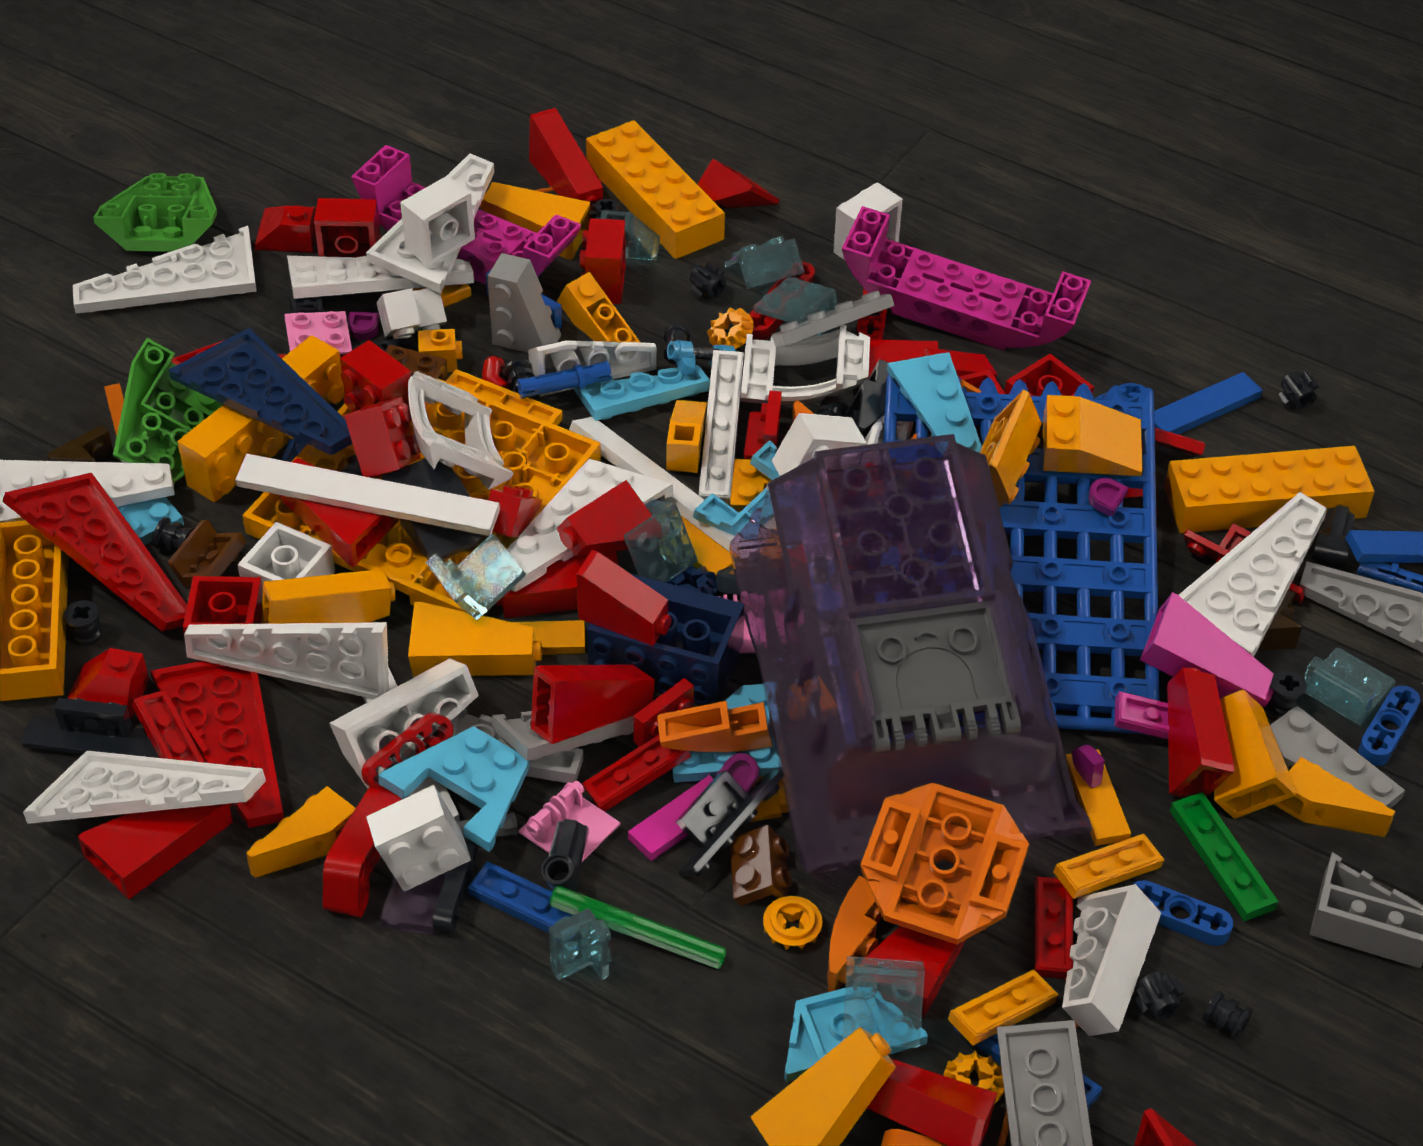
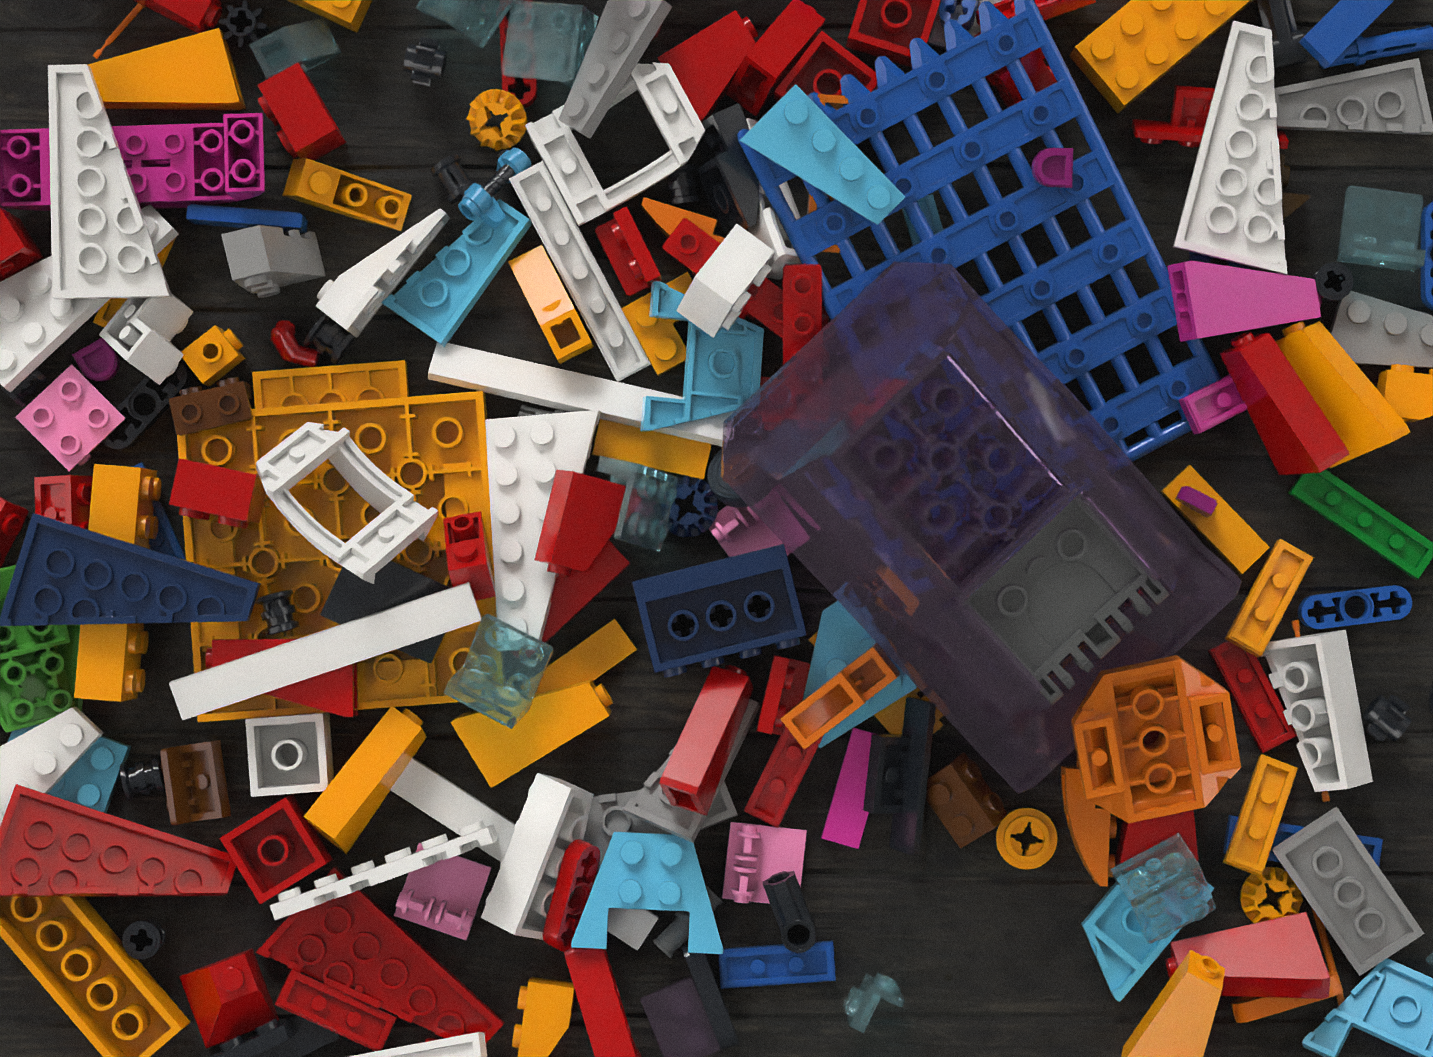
camera: 30 degrees left, 40 degrees up
(308, 714) = (444, 895): none -> bright pink hinge
(383, 437) = (286, 572): red brick -> none
(418, 838) = (666, 1002): white brick -> none
(437, 220) = (112, 227): white brick -> none
(577, 377) = (381, 321): blue pin -> none
(620, 601) = (683, 640): red slope -> none
(640, 927) = (899, 936): green axle -> none
(743, 770) = (885, 716): magenta tile -> none
(1009, 444) = (932, 199): light orange slope -> none
(1090, 438) = (1005, 110): light orange slope -> none

